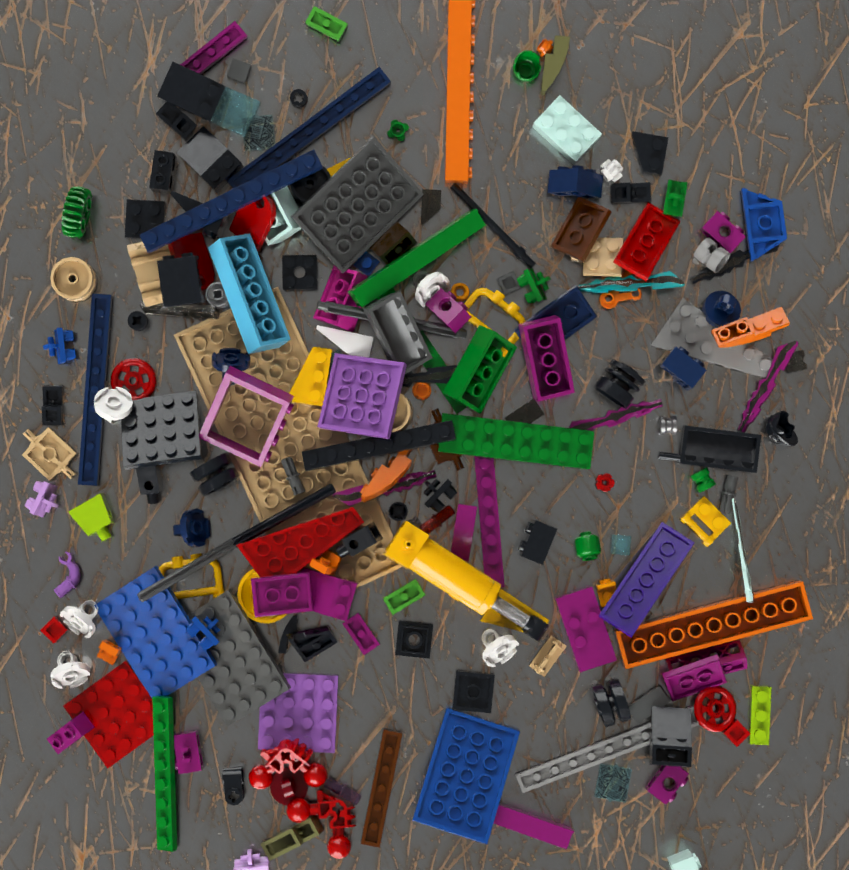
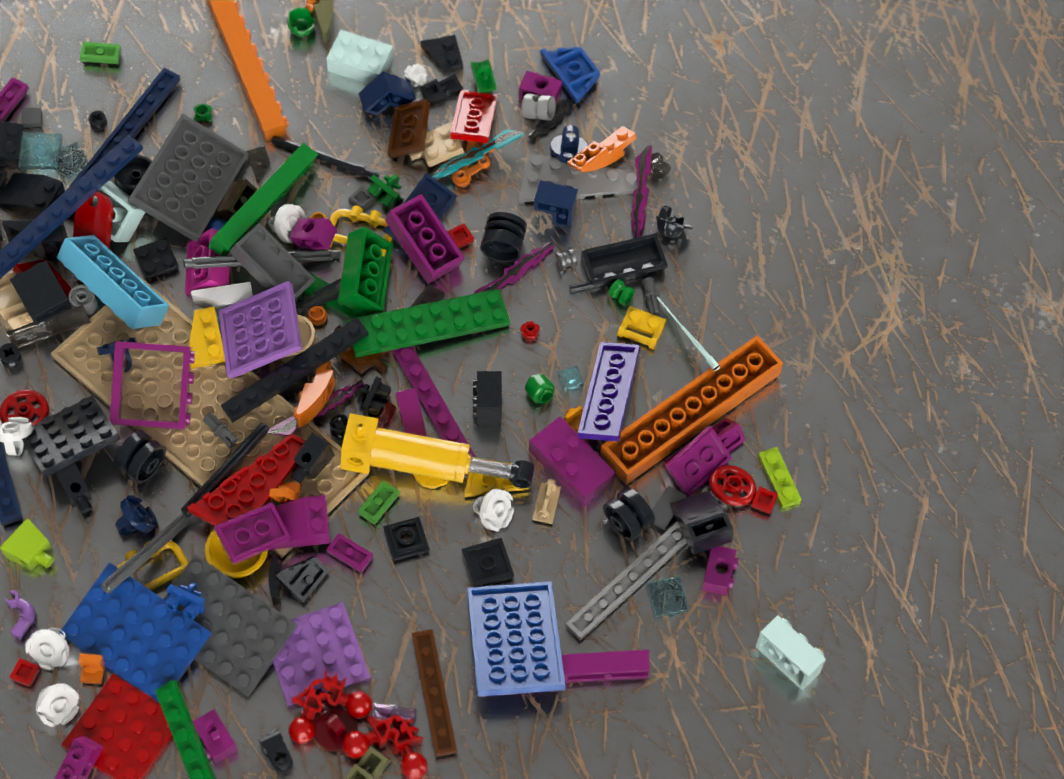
camera: 30 degrees left, 25 degrees down
(582, 361) = (461, 235): none -> red plate

